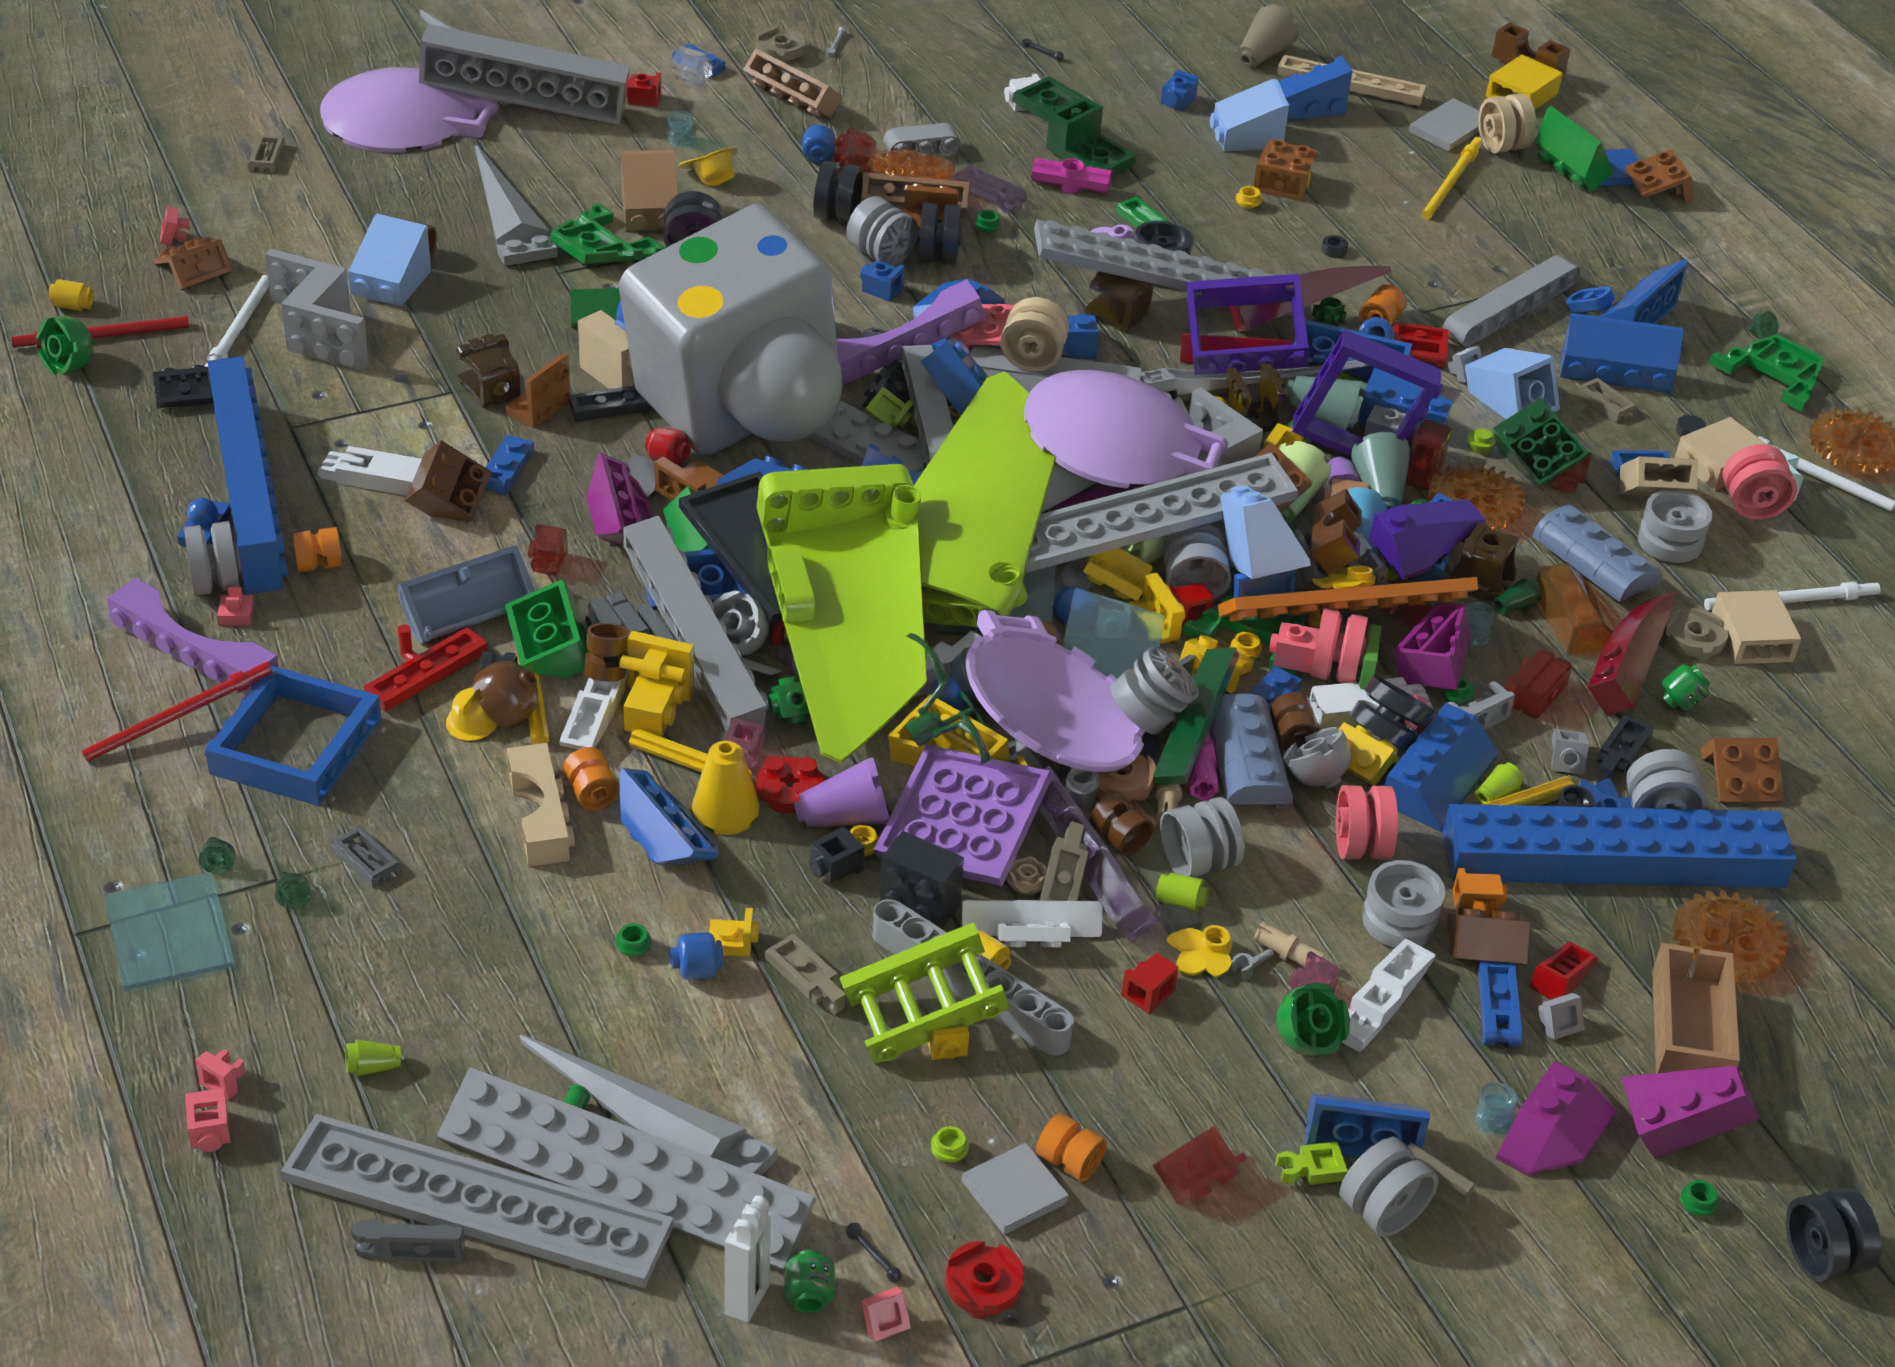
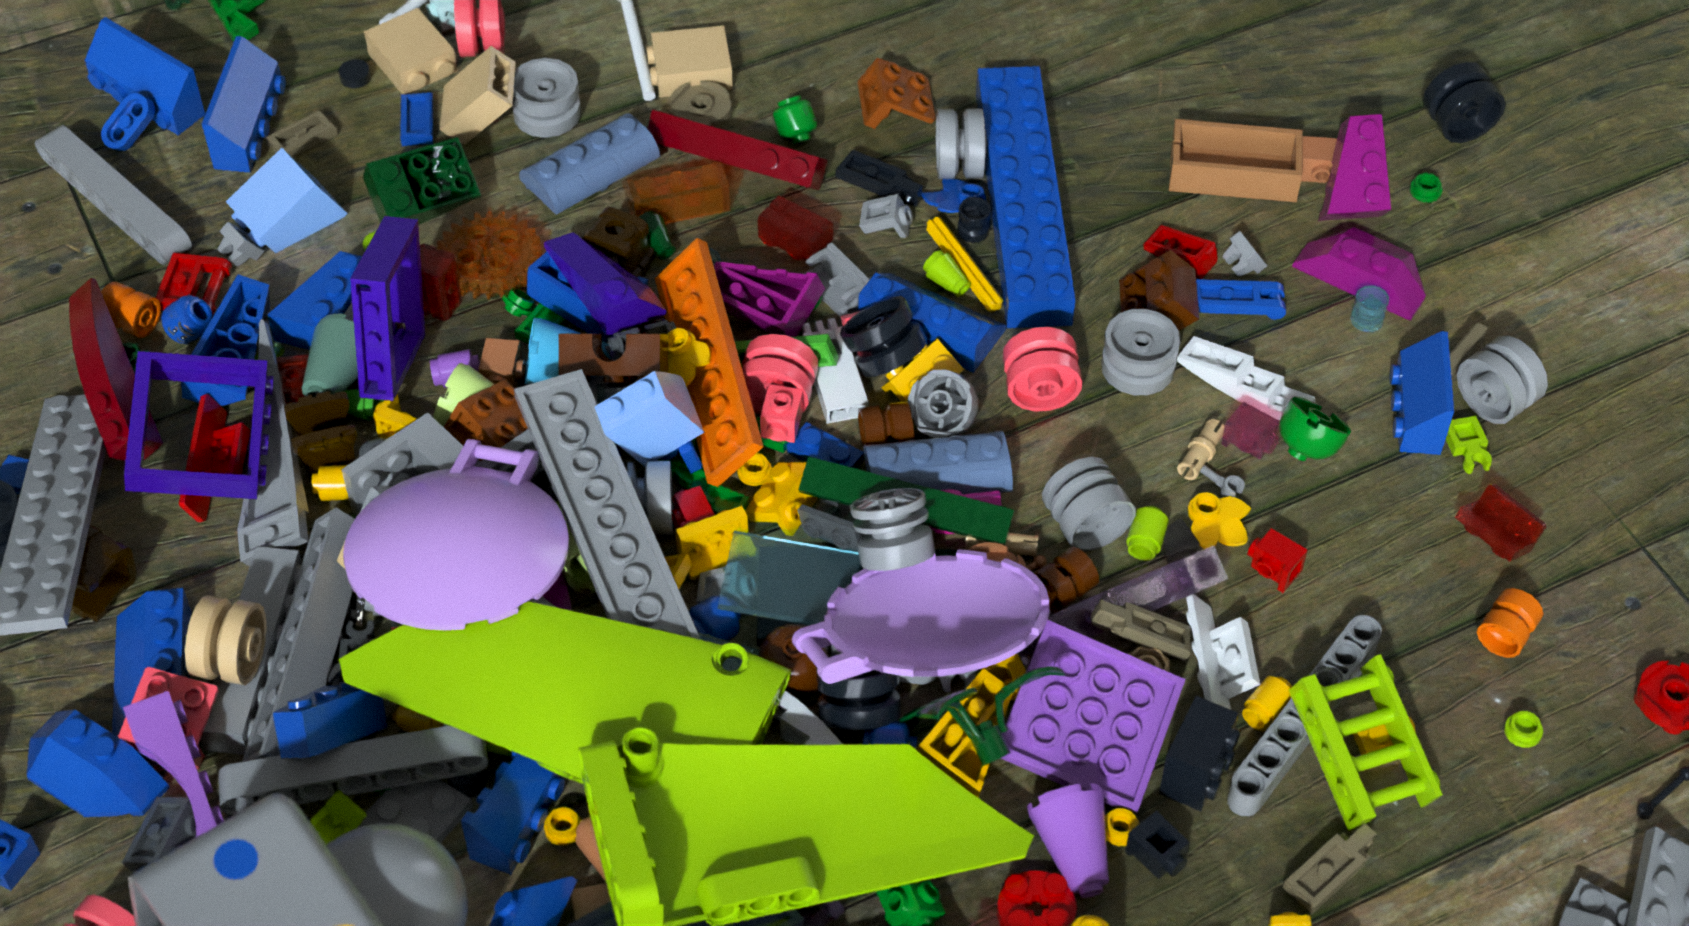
camera: 90 degrees left, 10 degrees up
(1014, 1188) = (1557, 676): light grey tile -> none
(1383, 465) = (461, 325): sand green cone -> none
(1479, 892) = (1103, 299): orange brick -> none
(1755, 941) = (1121, 131): clear orange gear -> none

